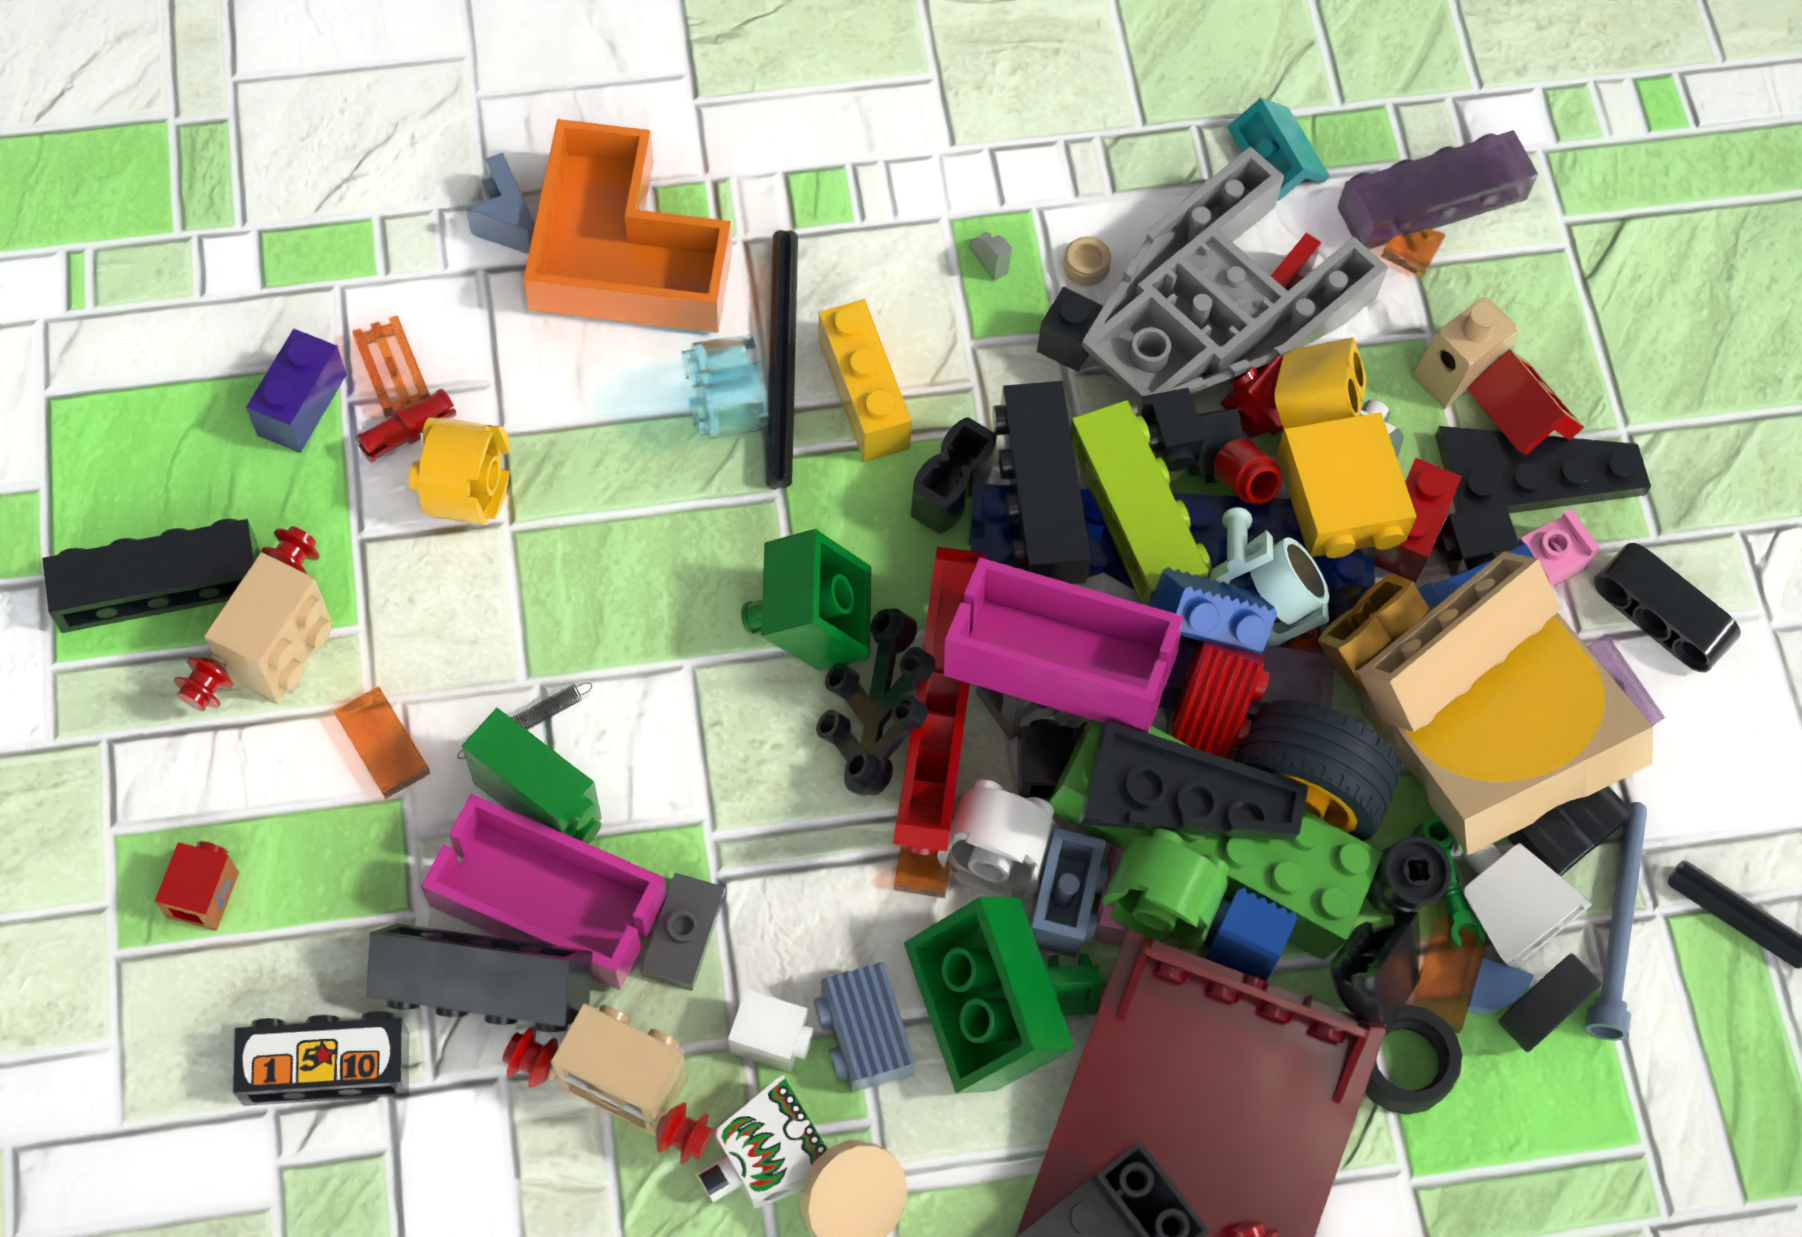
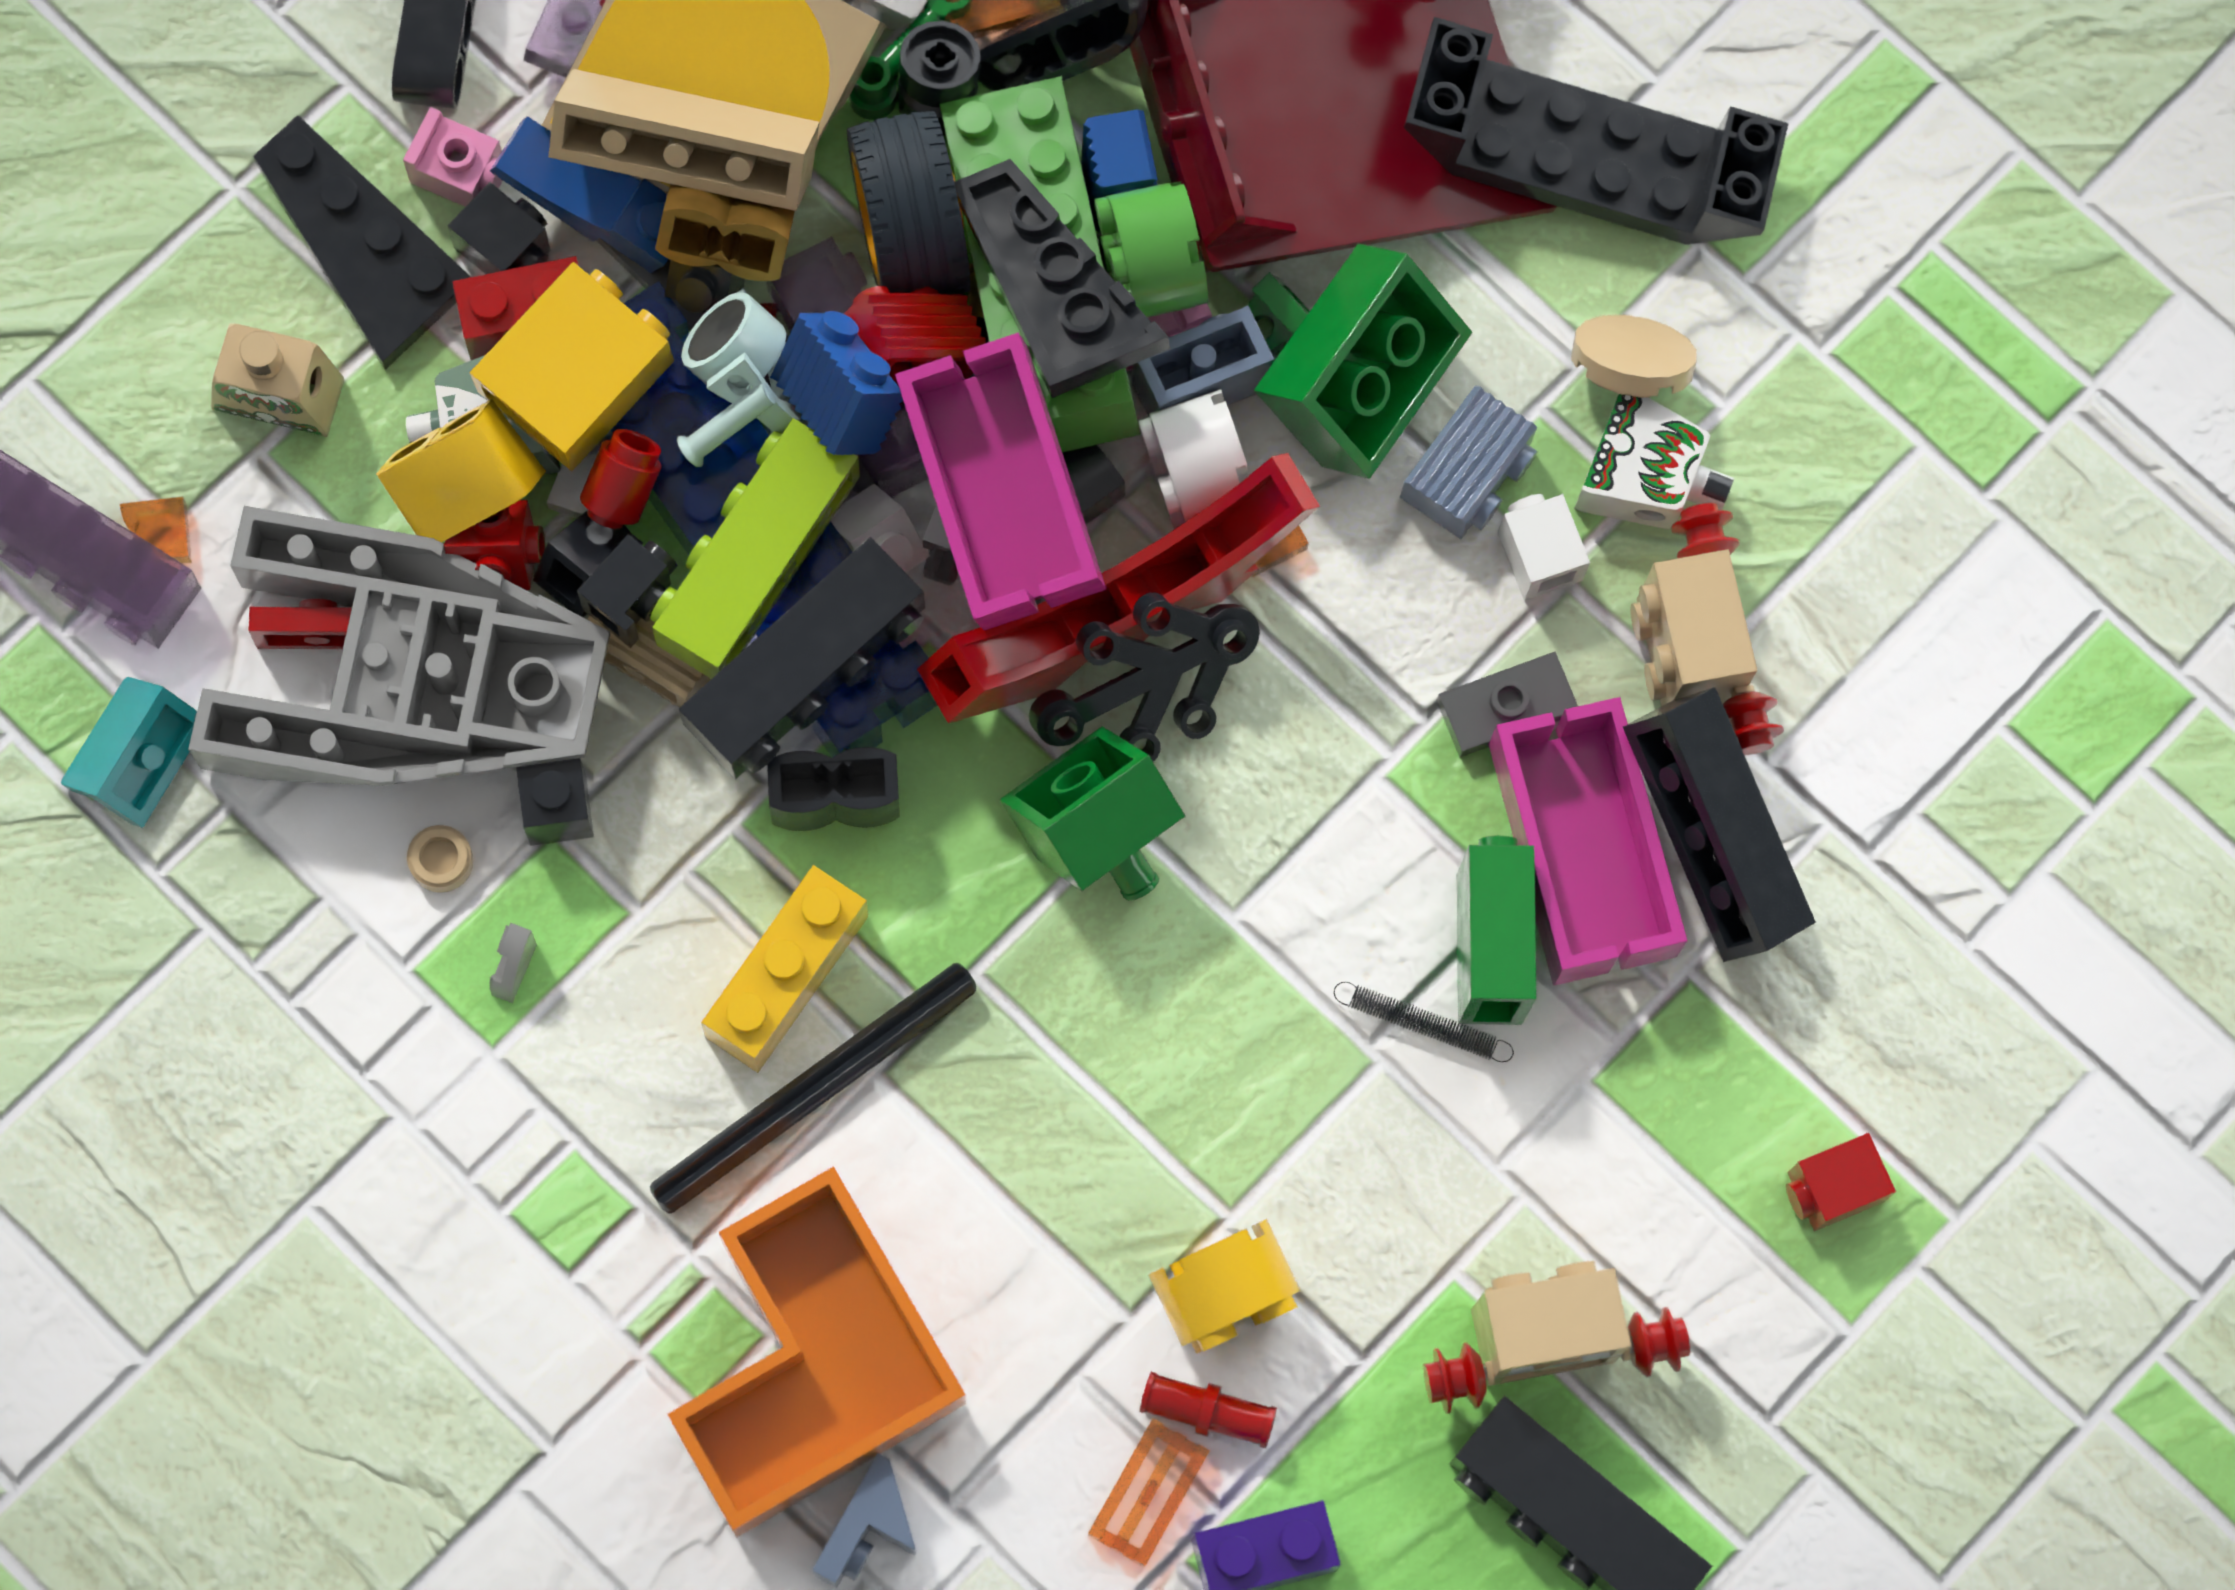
camera: 130 degrees left, 10 degrees up
(321, 1059) = (1897, 923): brick -> none
(382, 742) = (1556, 1143): clear orange tile -> none
(727, 387) = (916, 1092): clear light blue brick -> none
(1522, 403) = (296, 281): red panel -> none

